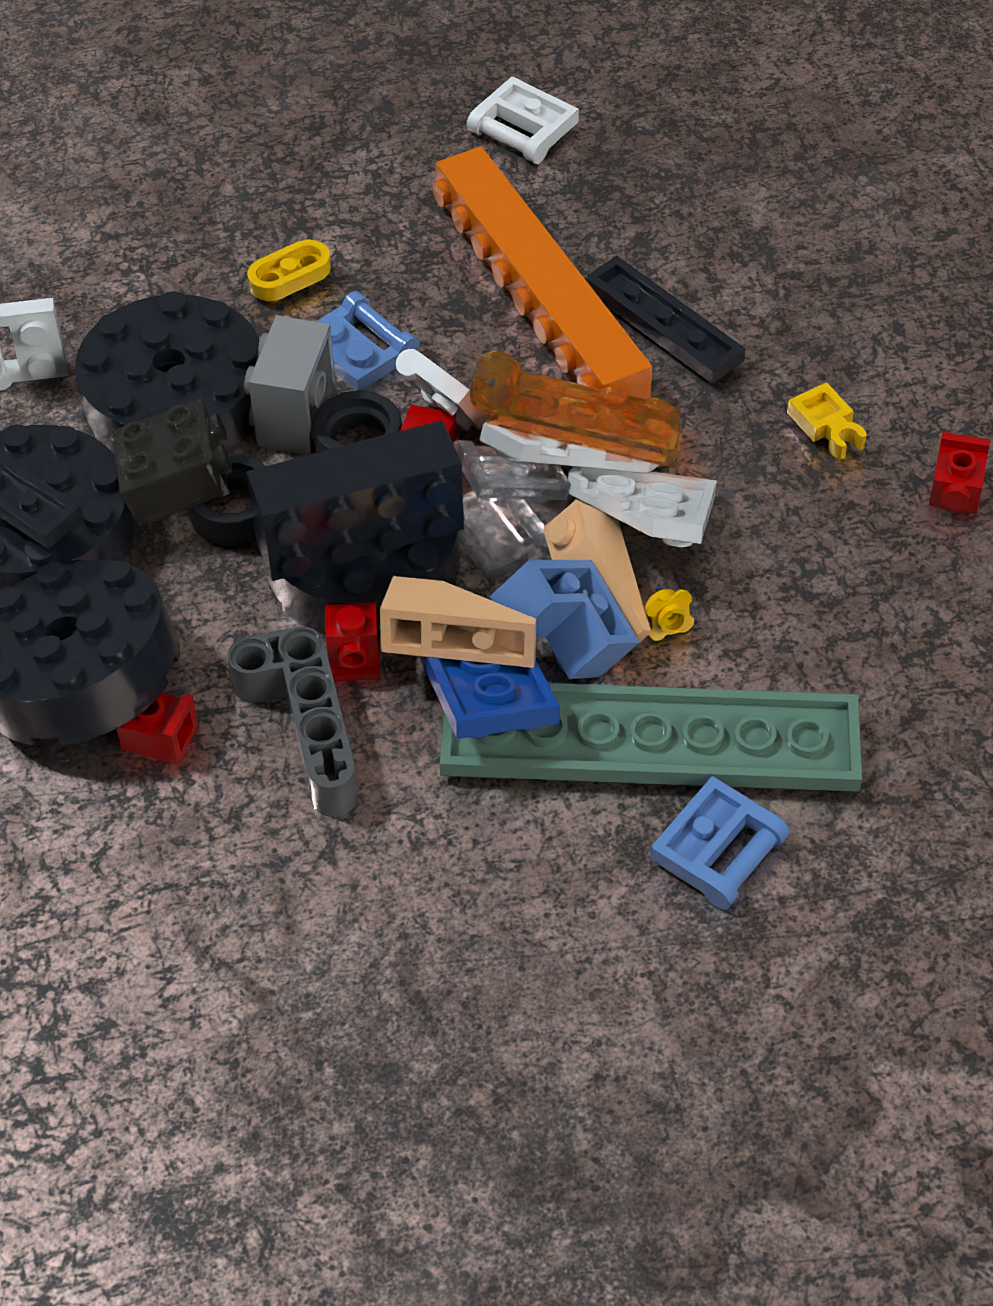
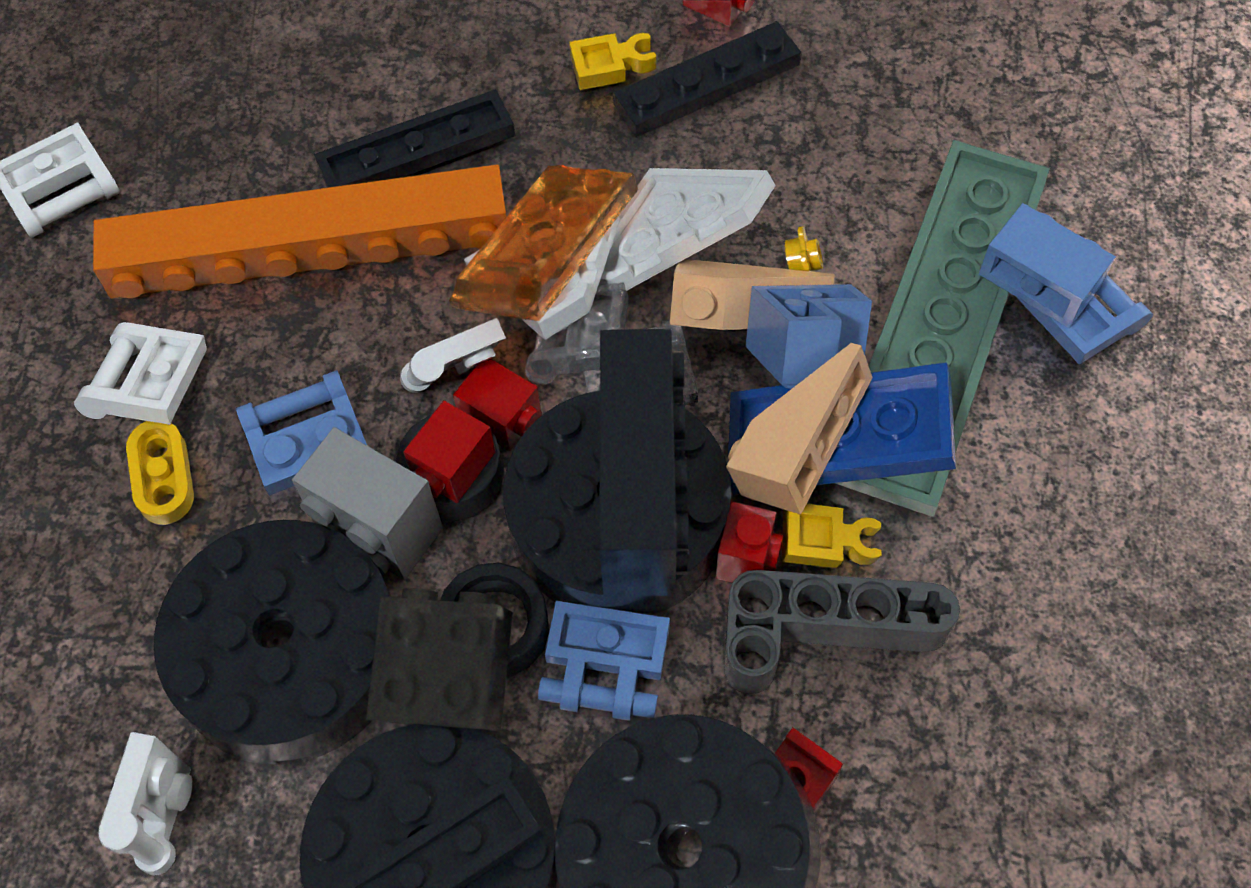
camera: 70 degrees left, 10 degrees up
(240, 580) = (605, 642): none -> medium blue plate
(347, 409) = (450, 451): none -> red brick
(365, 230) = (154, 381): none -> white plate
(386, 692) = (822, 538): none -> yellow plate
(722, 781) = (1046, 265): none -> medium blue brick
(850, 500) = (706, 78): none -> black plate

